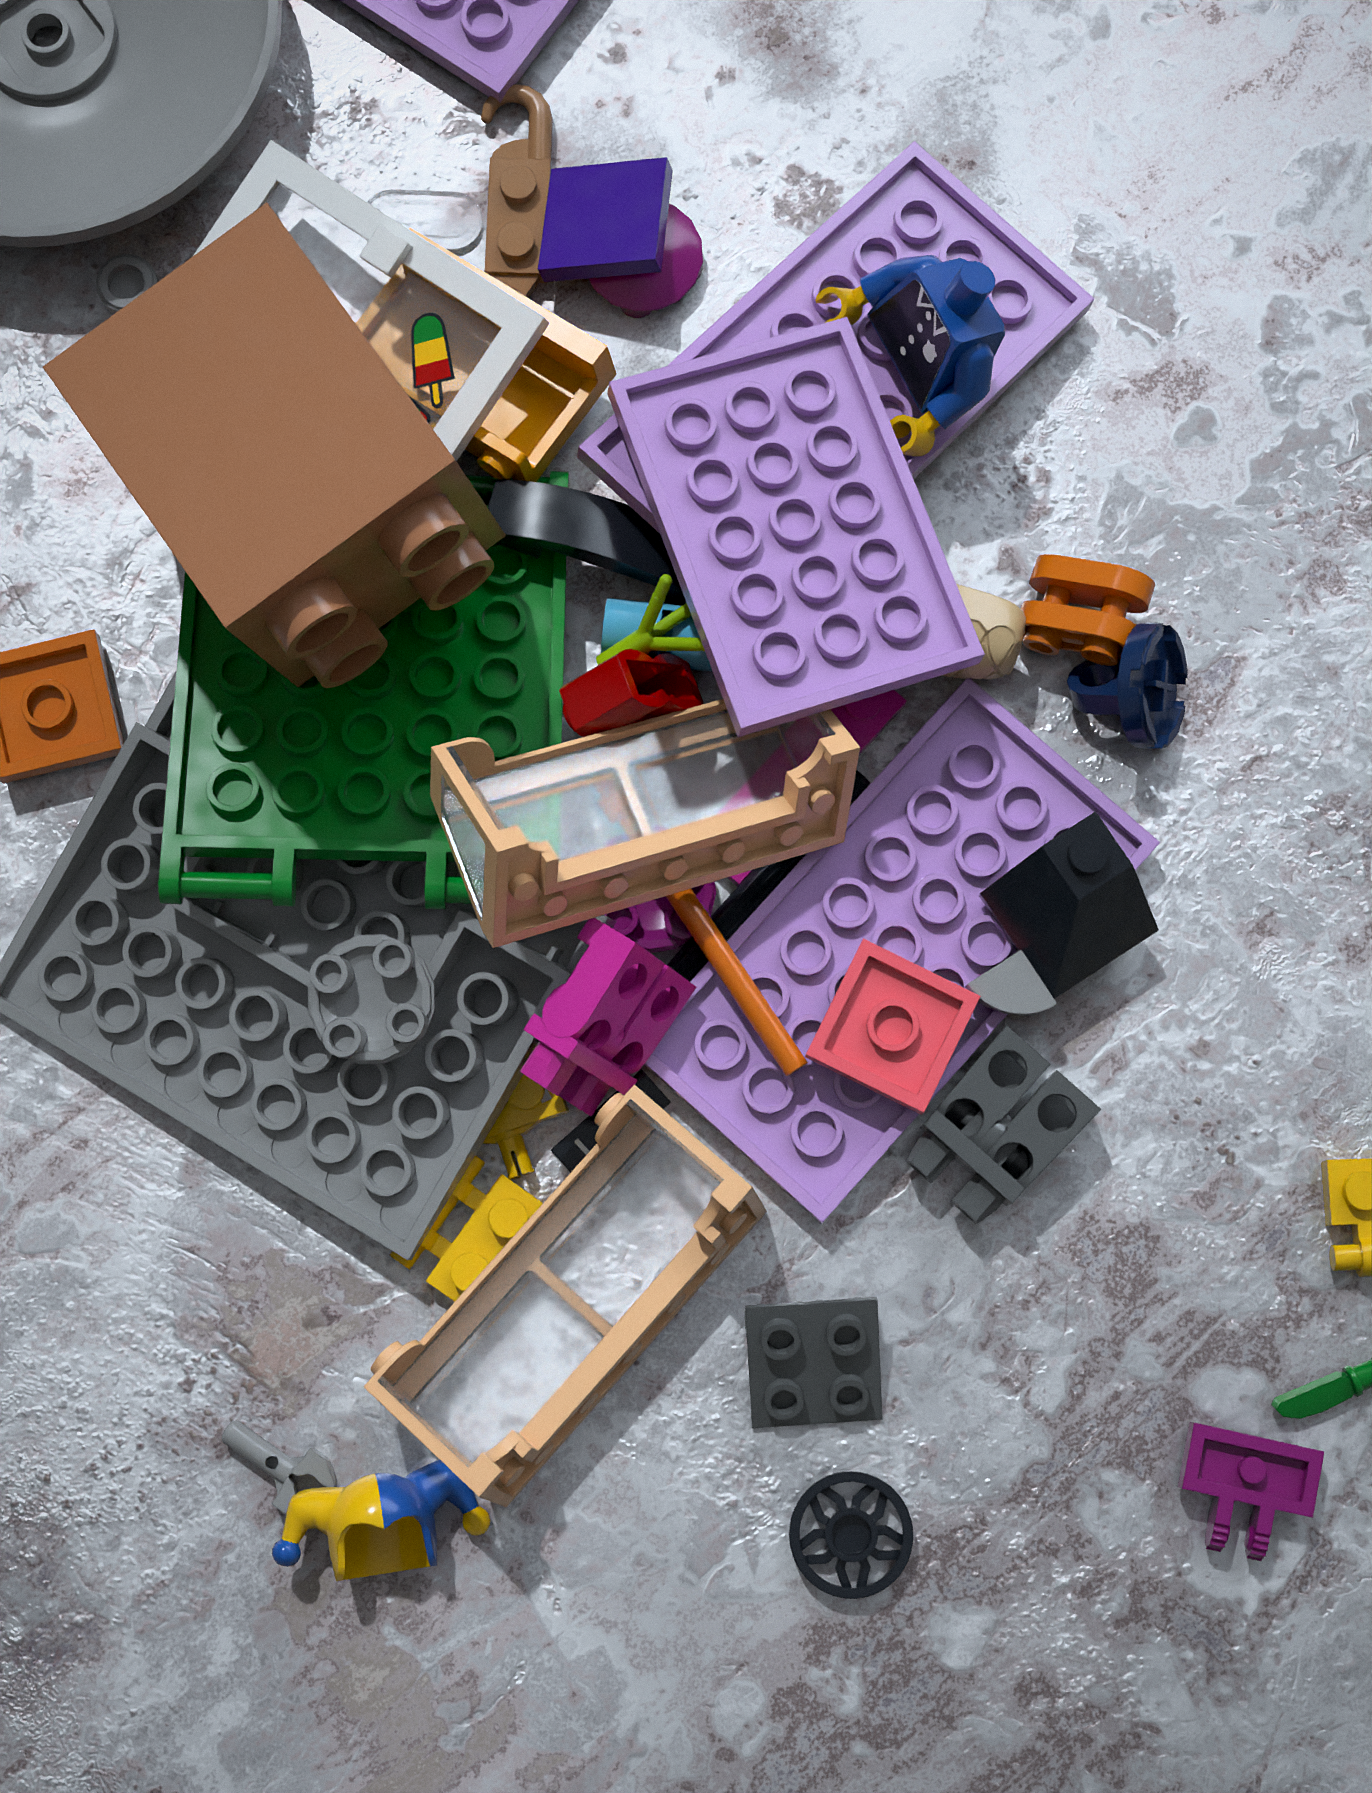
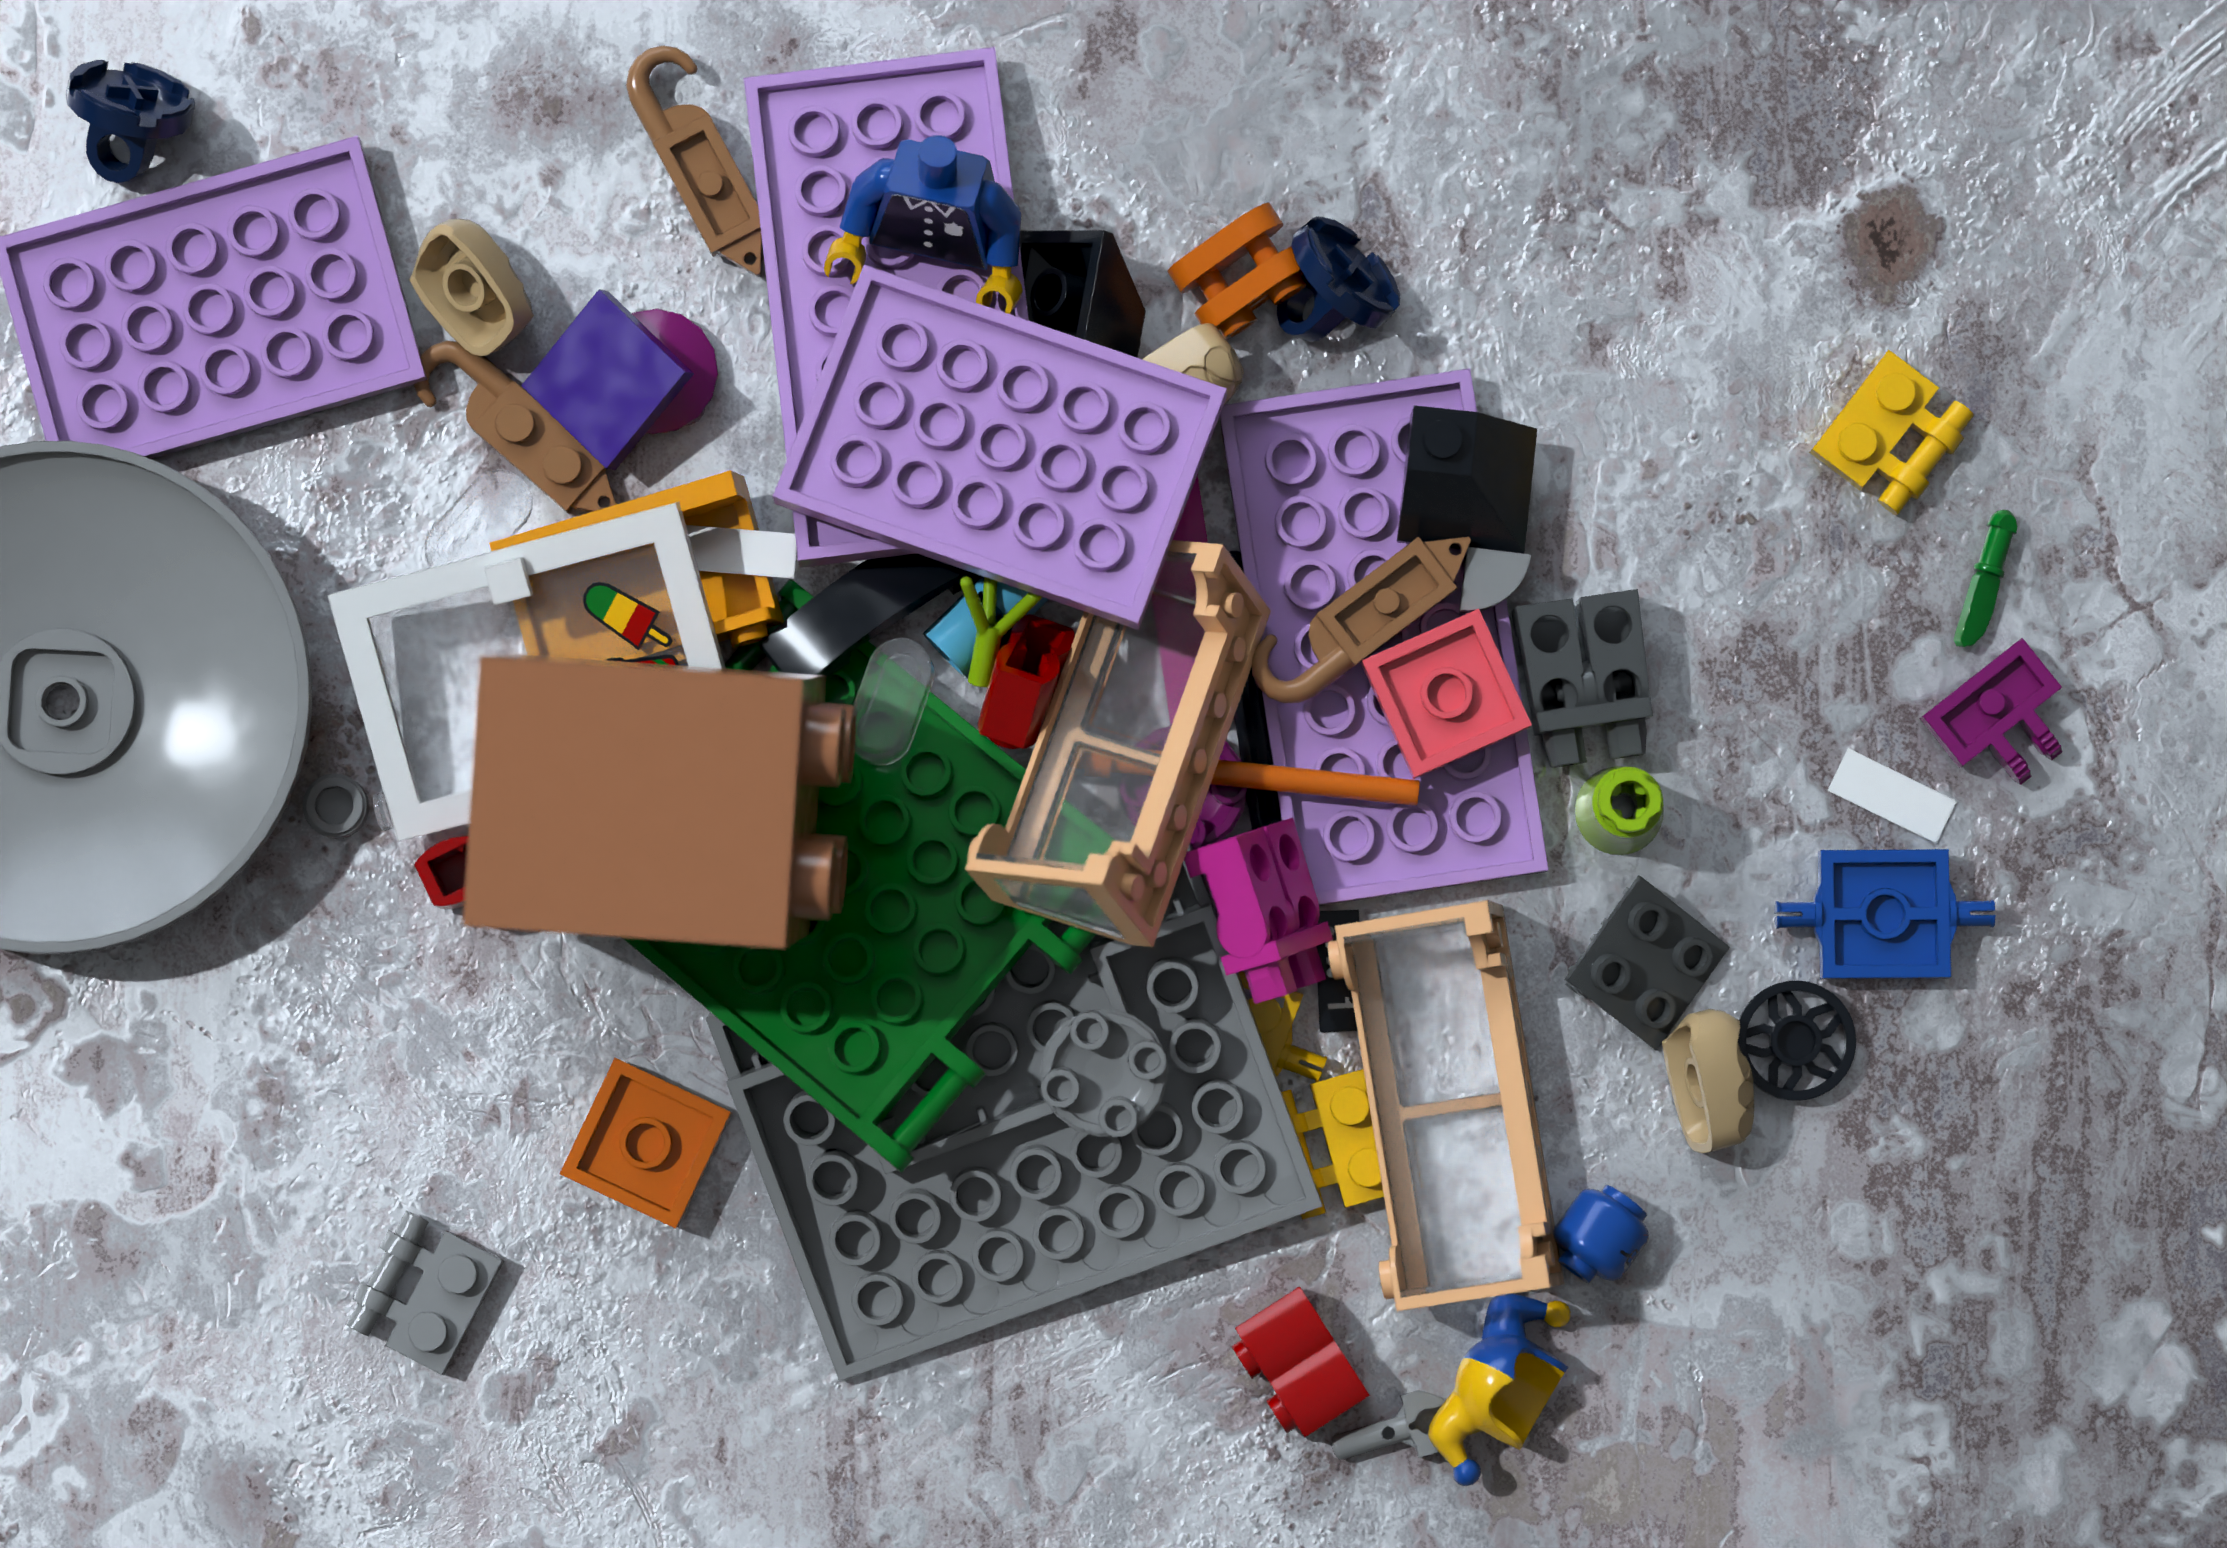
camera: 50 degrees left, 5 degrees up
(271, 1346) = (1299, 1362): none -> red brick
(530, 607) = (892, 700): none -> clear tile
(552, 408) = (743, 551): none -> white sticker
(566, 1504) = (1601, 1234): none -> blue head
(593, 74) = (470, 287): none -> tan piece
(761, 1492) = (1710, 1080): none -> tan piece
(823, 158) = (698, 164): none -> medium nougat plate
(894, 1234) = (1605, 826): none -> lime plant
(902, 916) = (1366, 617): none -> medium nougat plate
(971, 502) = (1082, 287): none -> black slope
(1011, 1523) = (1884, 914): none -> blue plate
(1110, 1451) = (1892, 795): none -> white sticker

